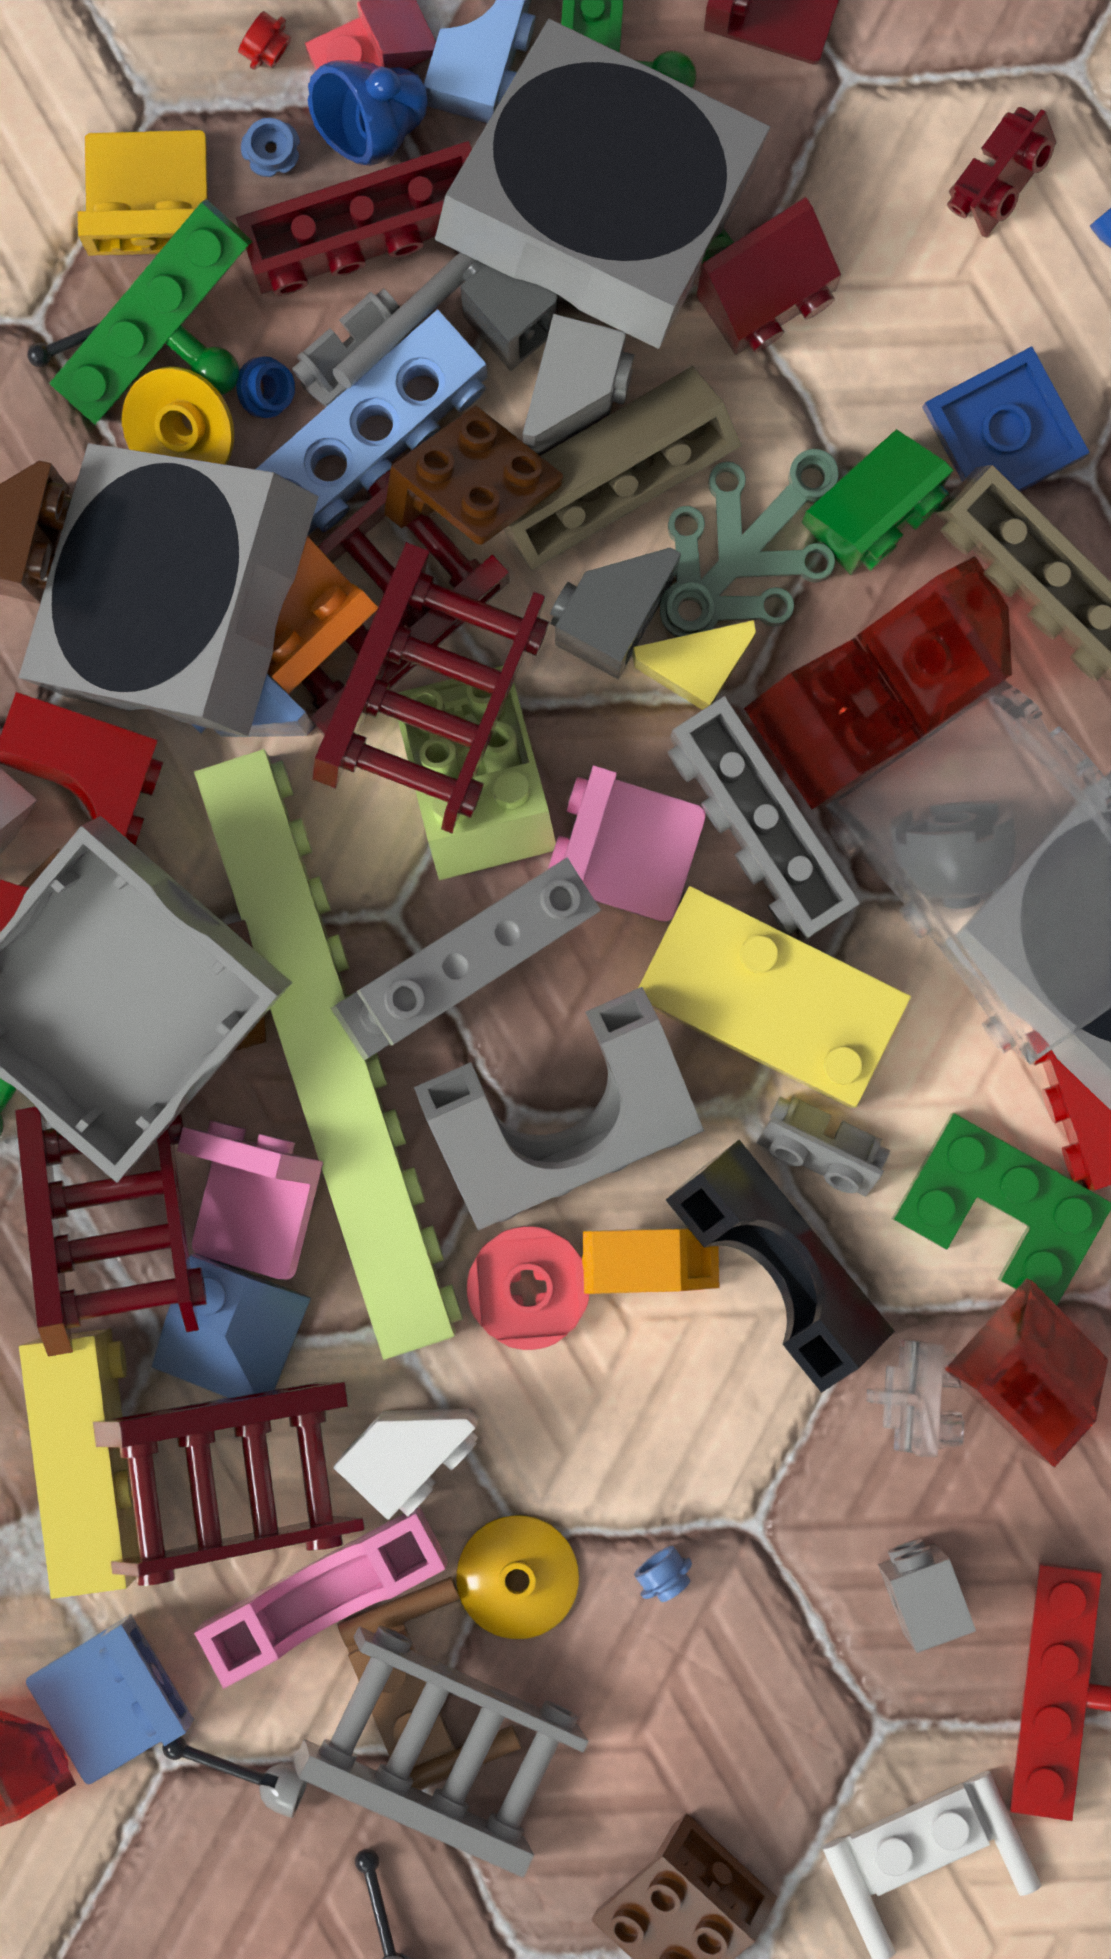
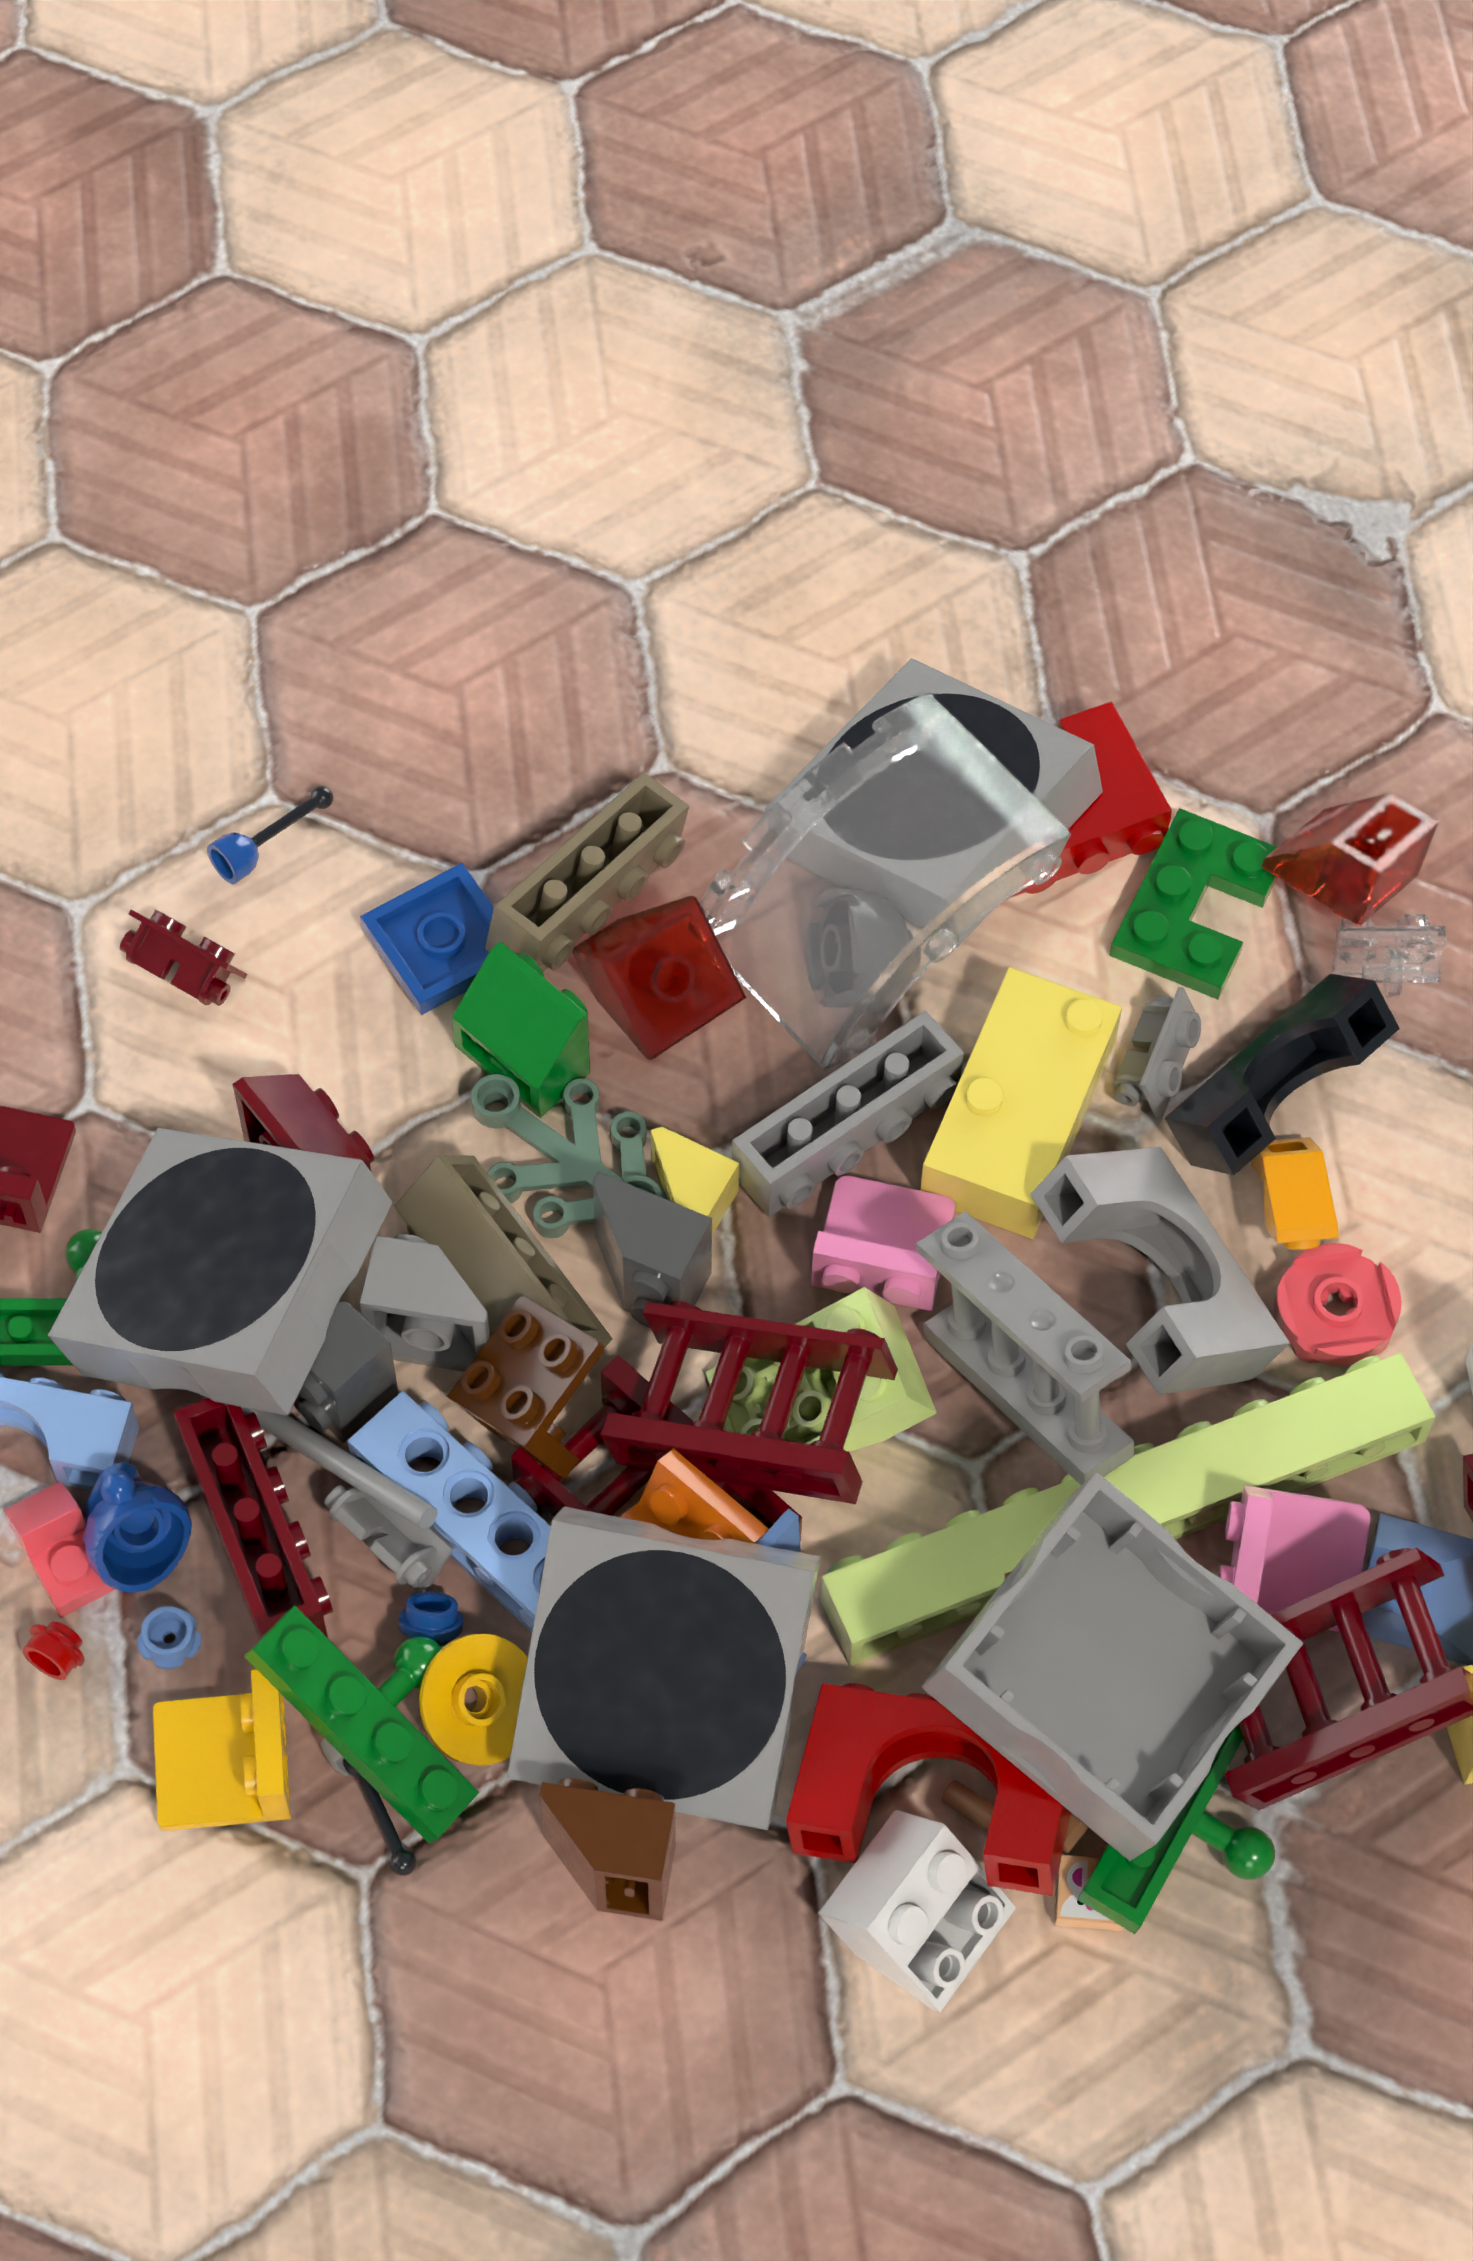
camera: 95 degrees left, 25 degrees down
(832, 722) = (743, 1065): clear red slope -> none

